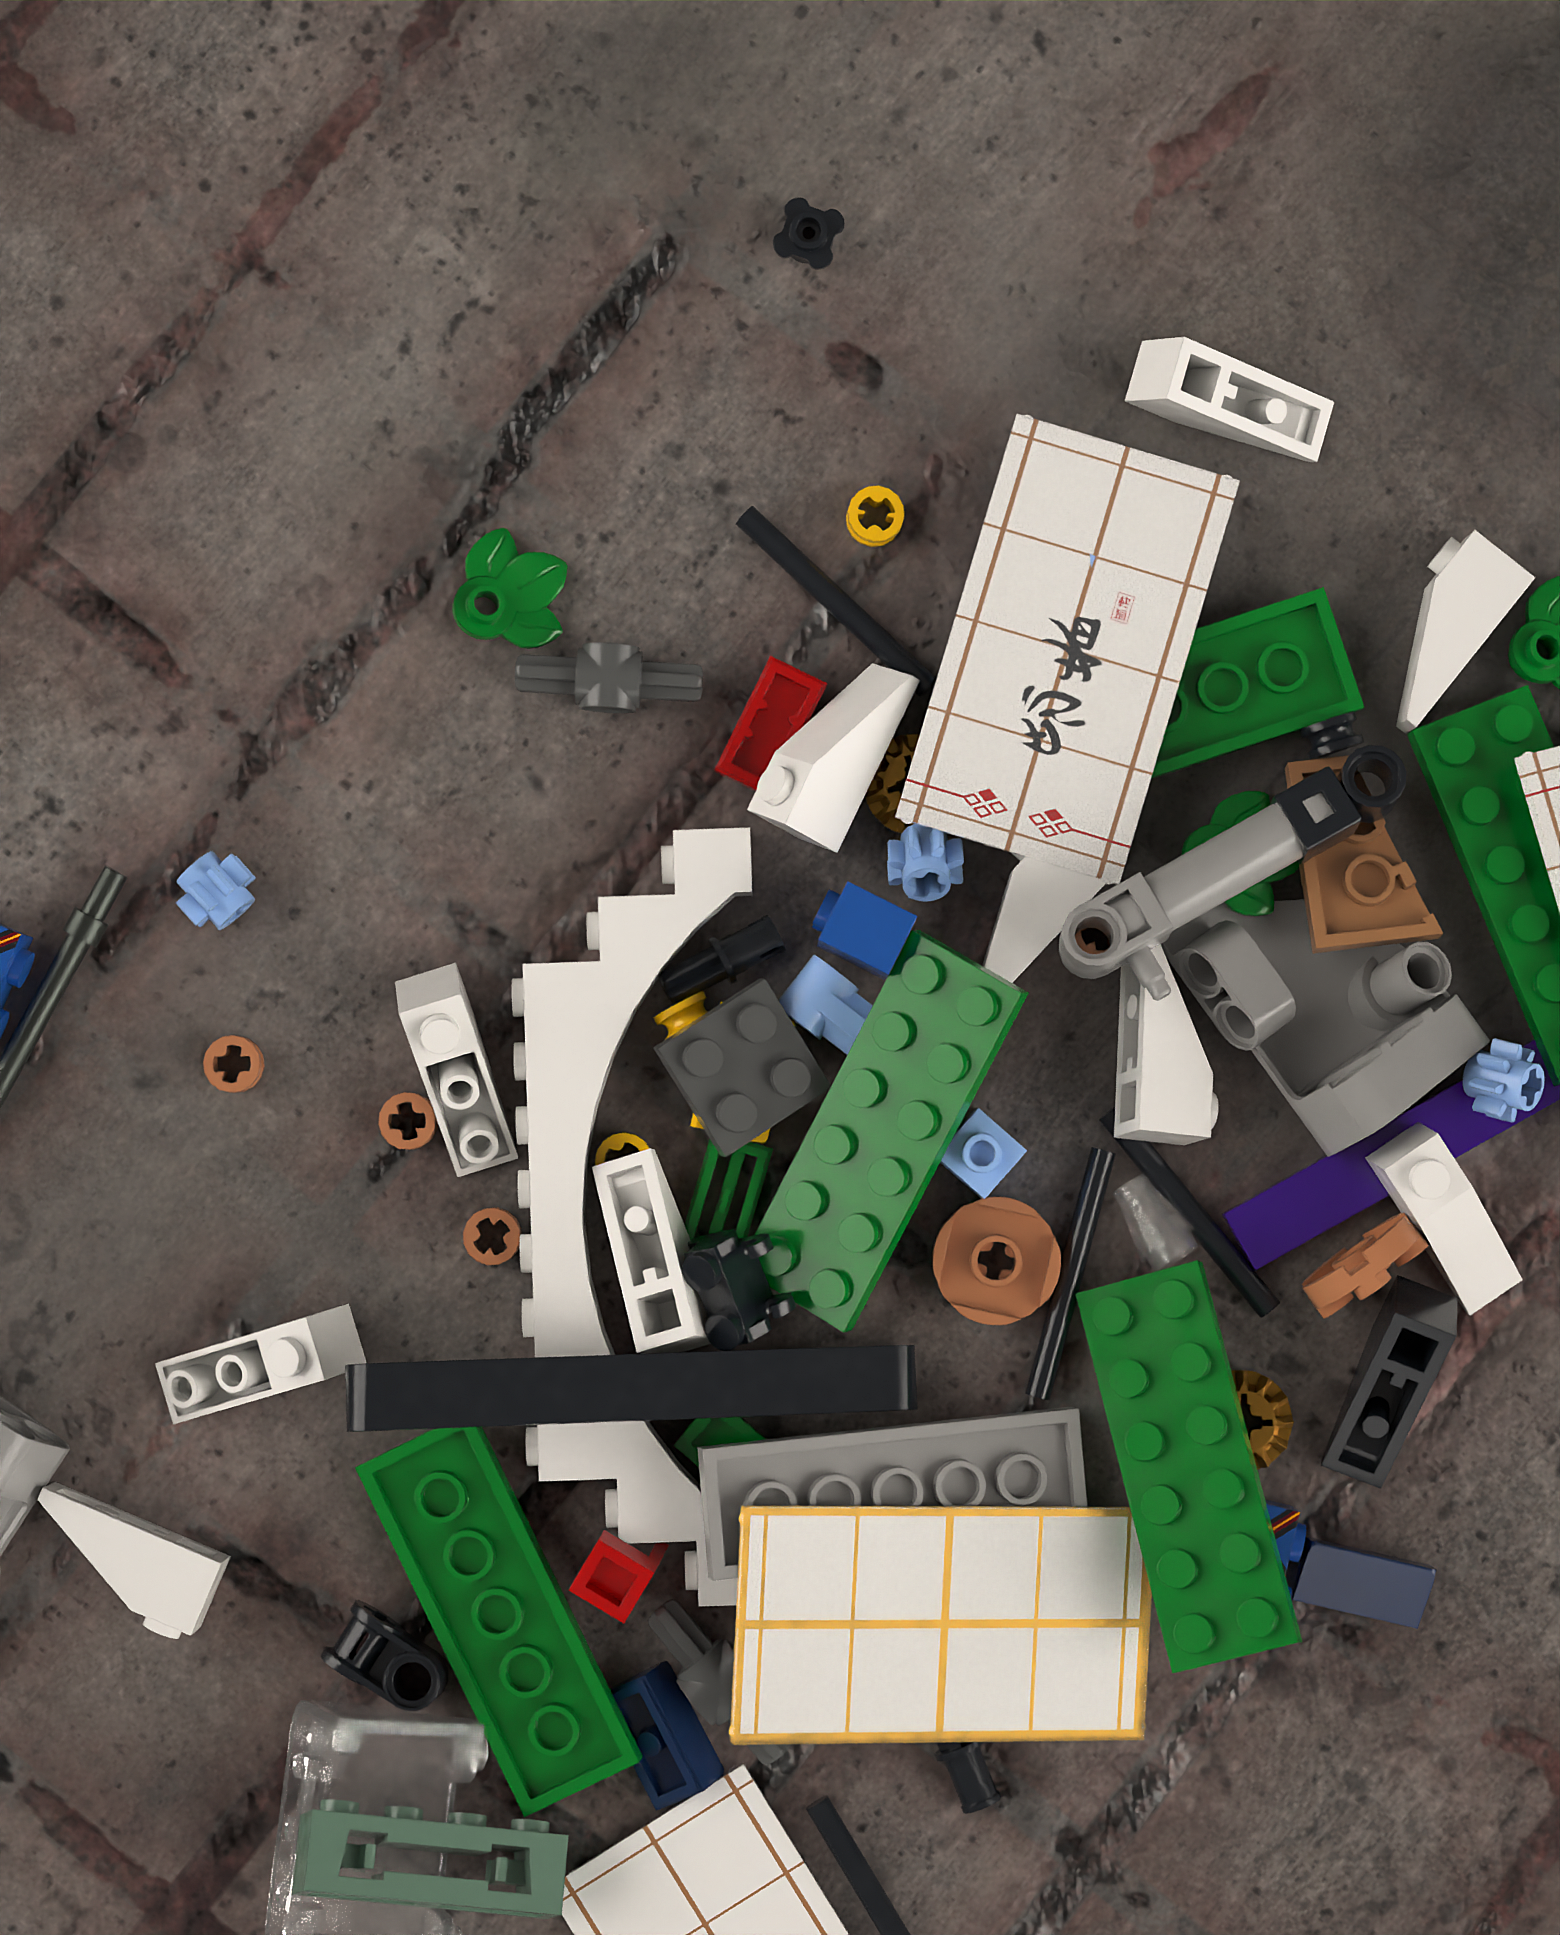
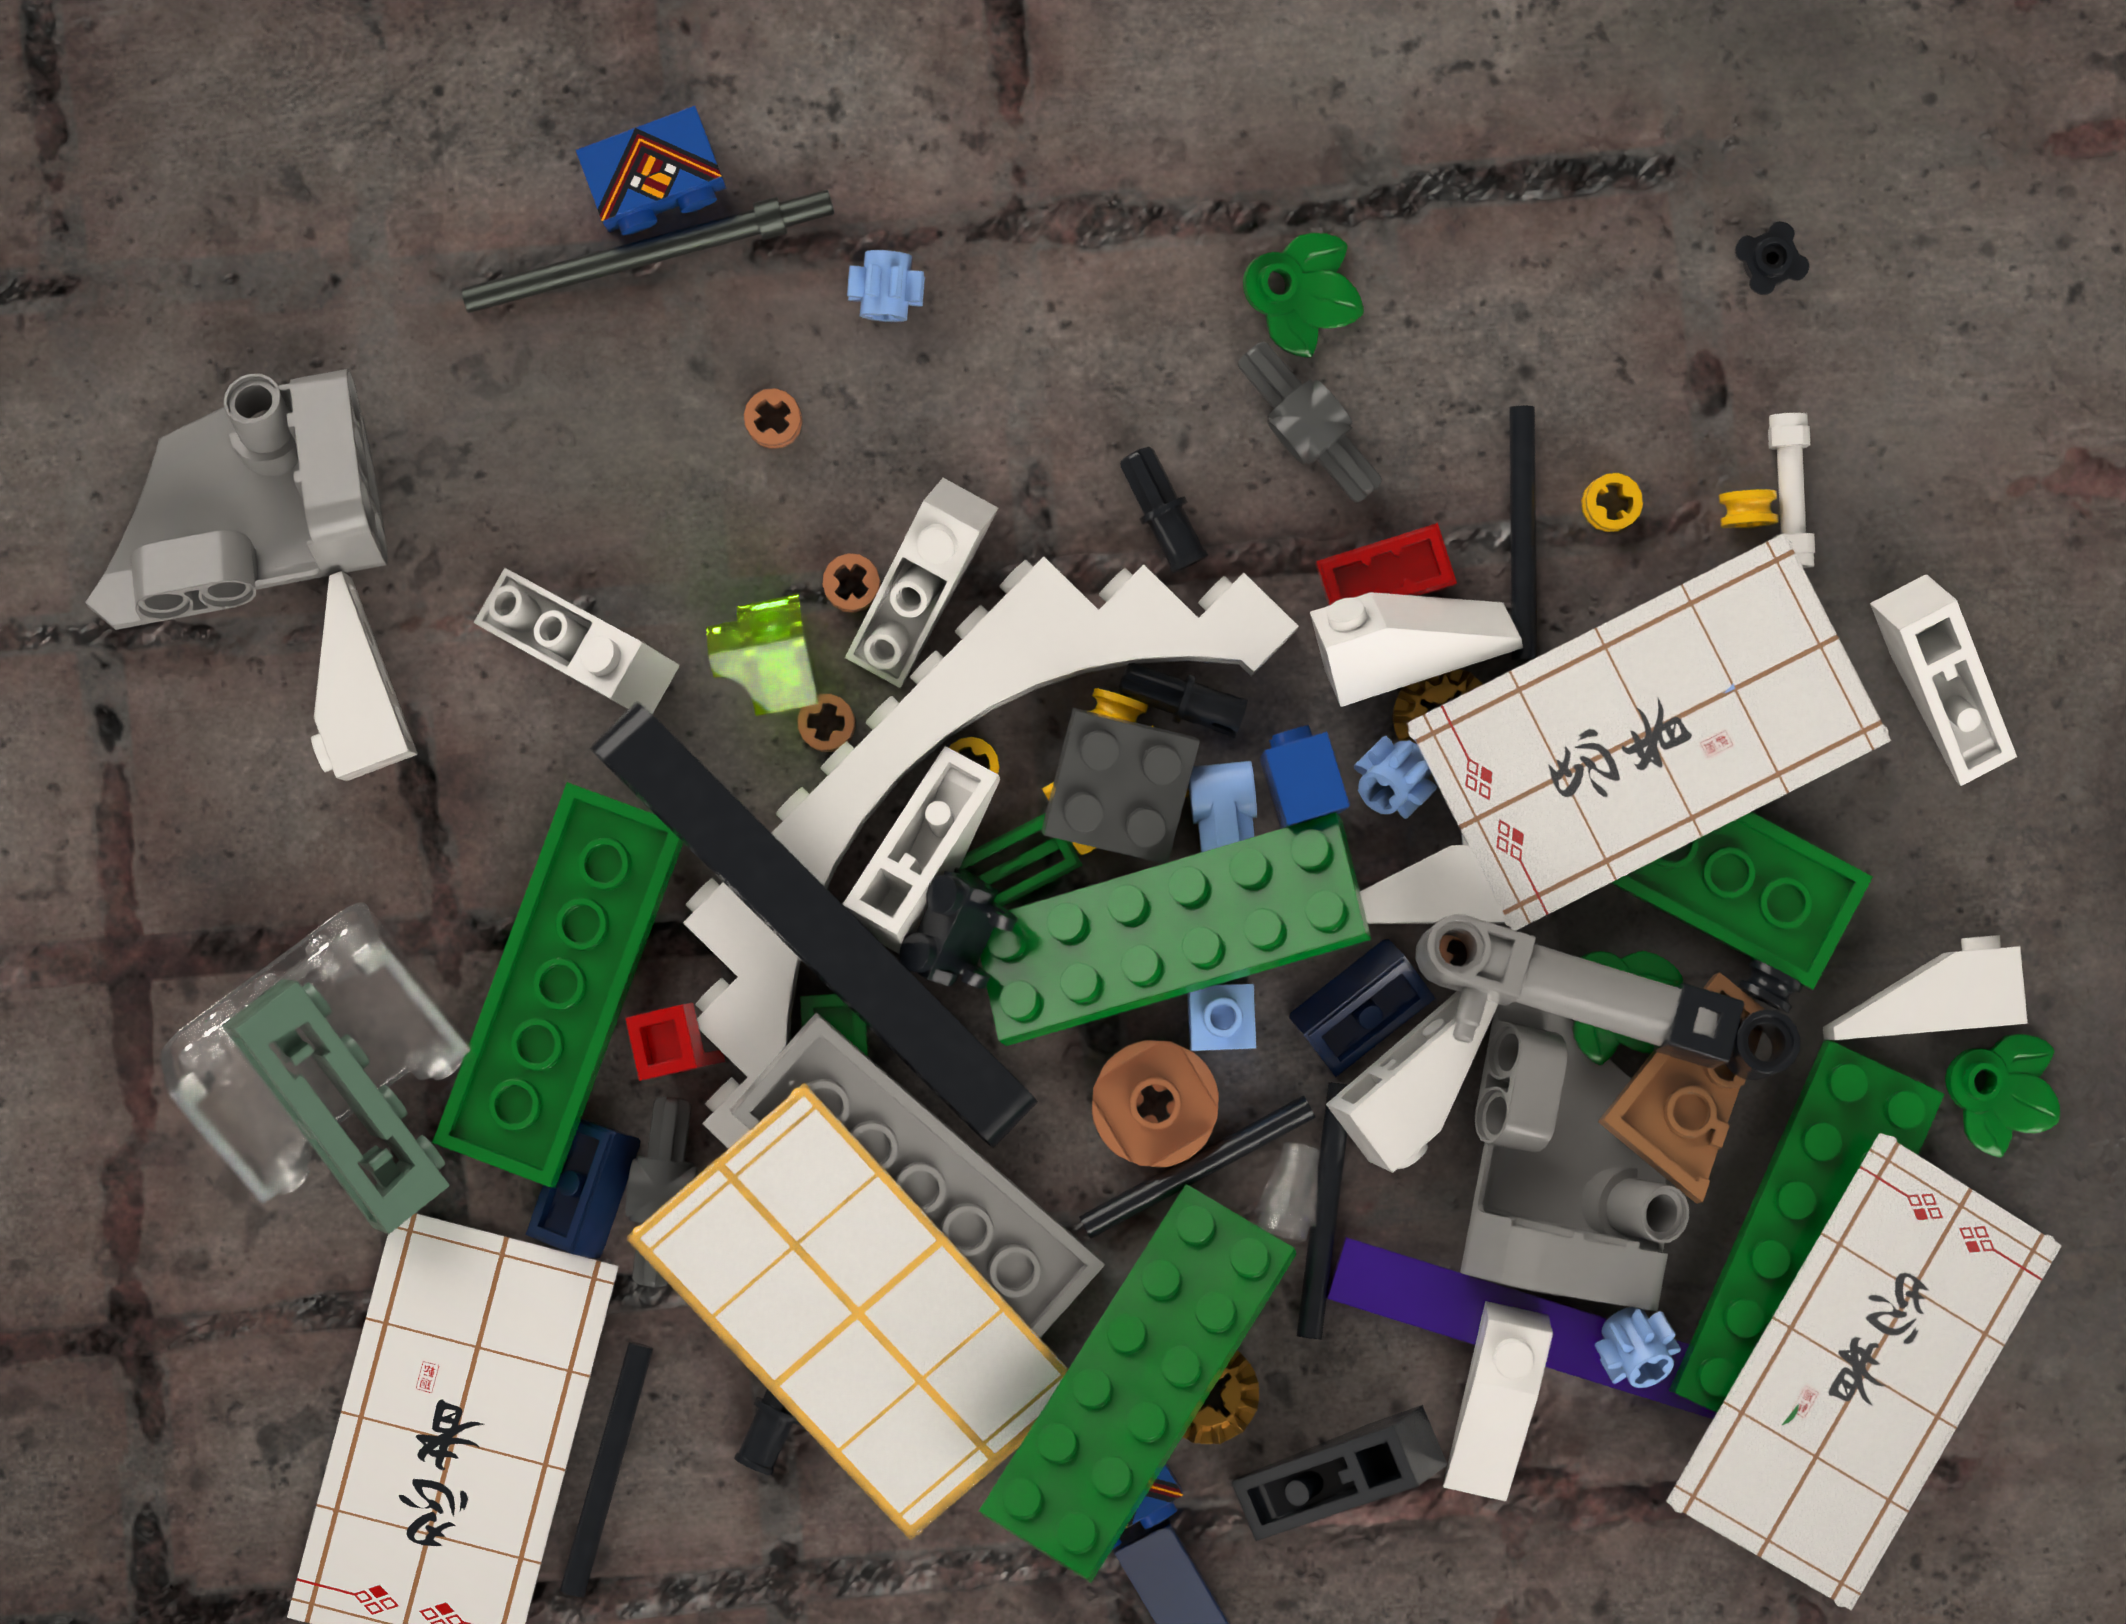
camera: 50 degrees right, 0 degrees up
(383, 1656) = (450, 932): black piece -> none
(401, 1233) = (766, 654): none -> clear neon green brick
(570, 844) = (1162, 509): none -> black axle
(948, 344) = (1789, 435): none -> white bar
(973, 423) = (1748, 508): none -> yellow bush
(1067, 1043) = (1361, 1006): none -> dark blue slope
(1363, 1265) = (1406, 1372): nougat plate -> none

